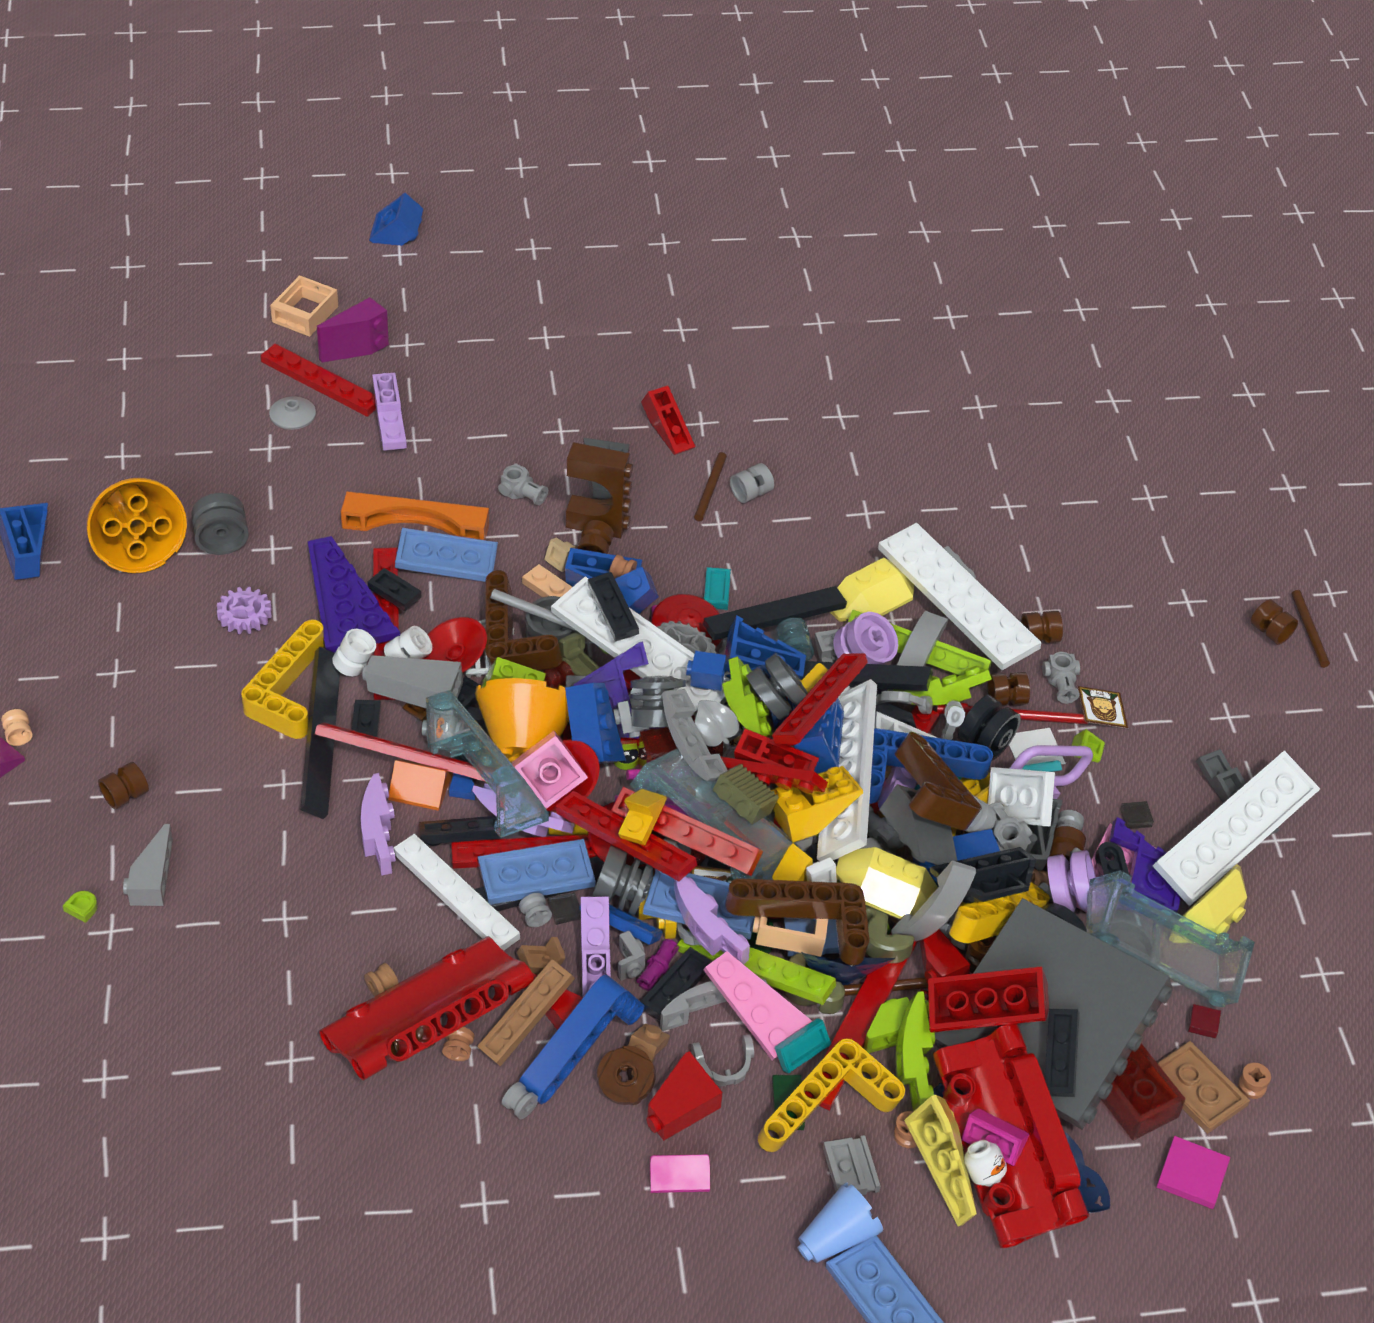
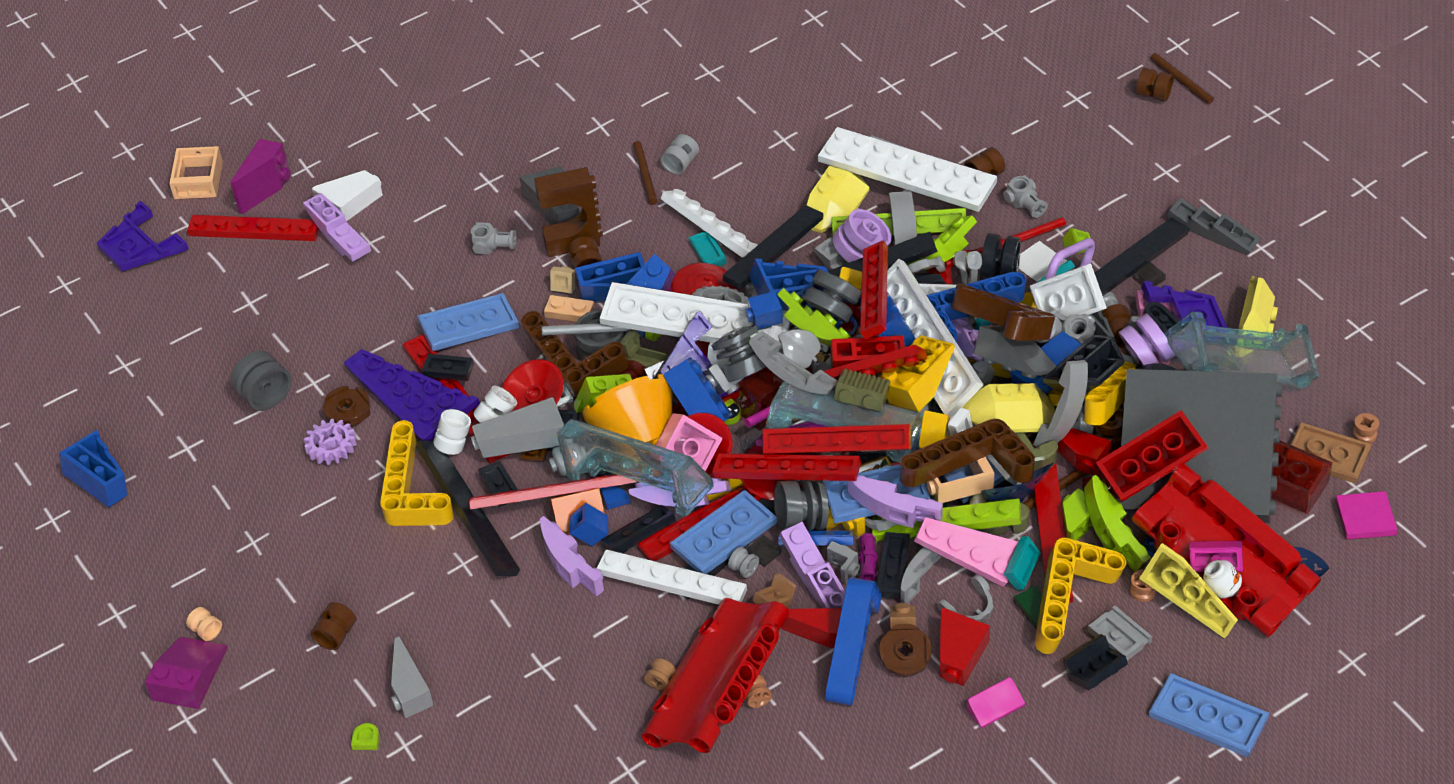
camera: 20 degrees left, 0 degrees up
(136, 525) = (193, 411): light orange cone -> none
(201, 347) = (130, 247): none -> dark purple wing
(292, 413) = (248, 265): light grey dish -> none
(295, 582) = (356, 399): none -> reddish brown plate
(369, 511) = (378, 315): orange arch -> none
(397, 222) = (225, 70): blue slope -> none
(415, 802) = (588, 524): none -> blue brick
(424, 386) = (351, 192): none -> white slope
(520, 1100) = (835, 709): light grey wheel -> none
(526, 1012) = (796, 640): medium nougat plate -> none
(613, 606) = (653, 295): black plate -> none
(621, 566) = (631, 264): nougat wheel -> none
(642, 815) = (795, 444): yellow slope -> none
(667, 419) = (574, 134): red slope -> none
(734, 560) = (707, 221): none -> white plate
(796, 634) = (798, 253): clear light blue wheel -> none
(802, 1183) = (1093, 663): none -> black bracket
(839, 1225) = (1144, 677): light blue cone -> none
(1010, 689) = (994, 221): reddish brown wheel -> none
(1062, 1052) = (1229, 468): black plate -> none
(1102, 707) = (1069, 206): sticker -> none
(1128, 789) = (1140, 254): none -> black tile
(1204, 1021) = (1300, 403): dark red tile -> none
(1236, 828) = (1233, 250): white plate -> none

